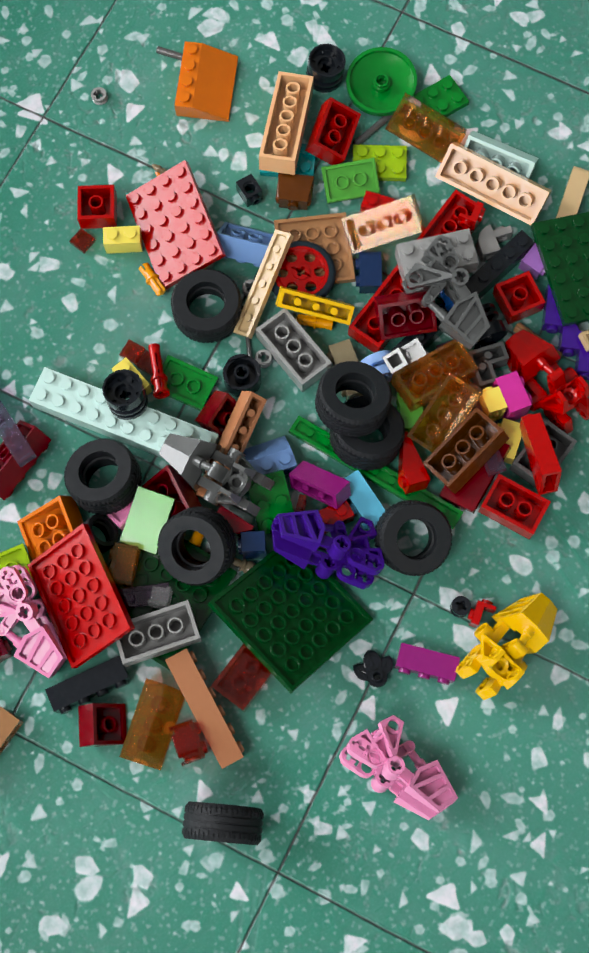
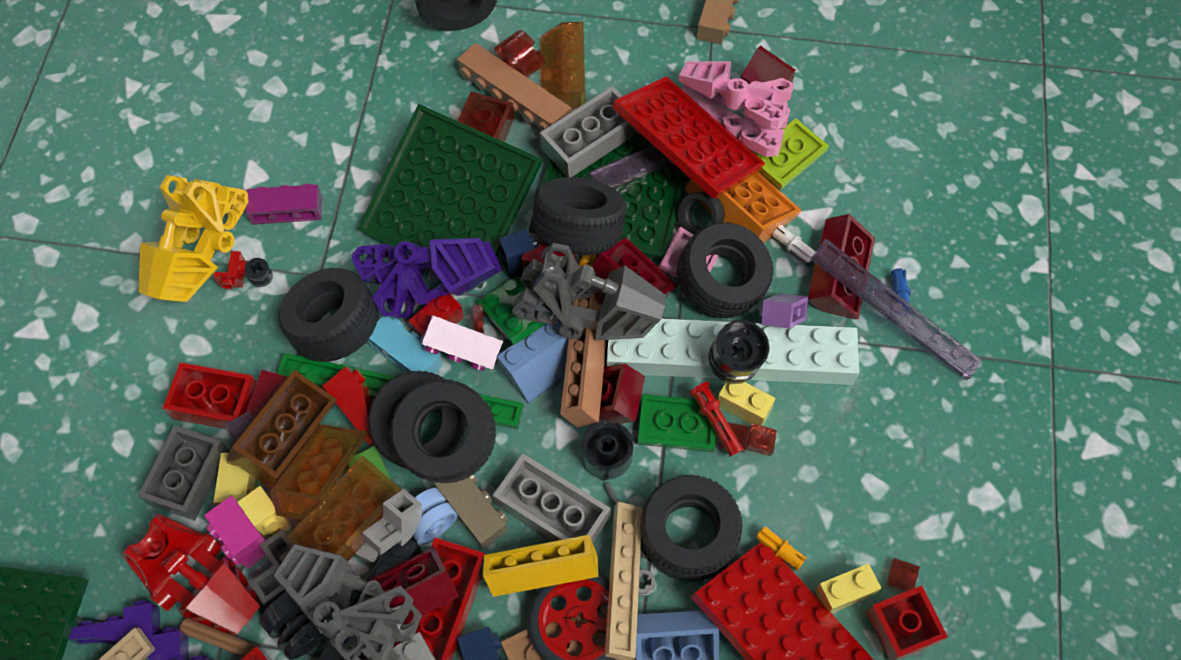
camera: 160 degrees right, 10 degrees down
(36, 489) = (793, 243): none -> white axle
(74, 429) = (784, 310): none -> medium lavender brick
(87, 685) = (663, 62): black brick -> none
(102, 724) = (614, 51): dark red slope -> none
(124, 564) = (658, 189): clear orange brick -> none
(146, 518) = (651, 240): tile -> none
(160, 597) = (601, 163): clear panel -> none
(268, 355) = (594, 483): light grey bush -> none
(373, 665) = (344, 187): black plate -> none
(422, 792) = (265, 83): bright pink piece -> none
(540, 454) = (182, 453): red slope -> none

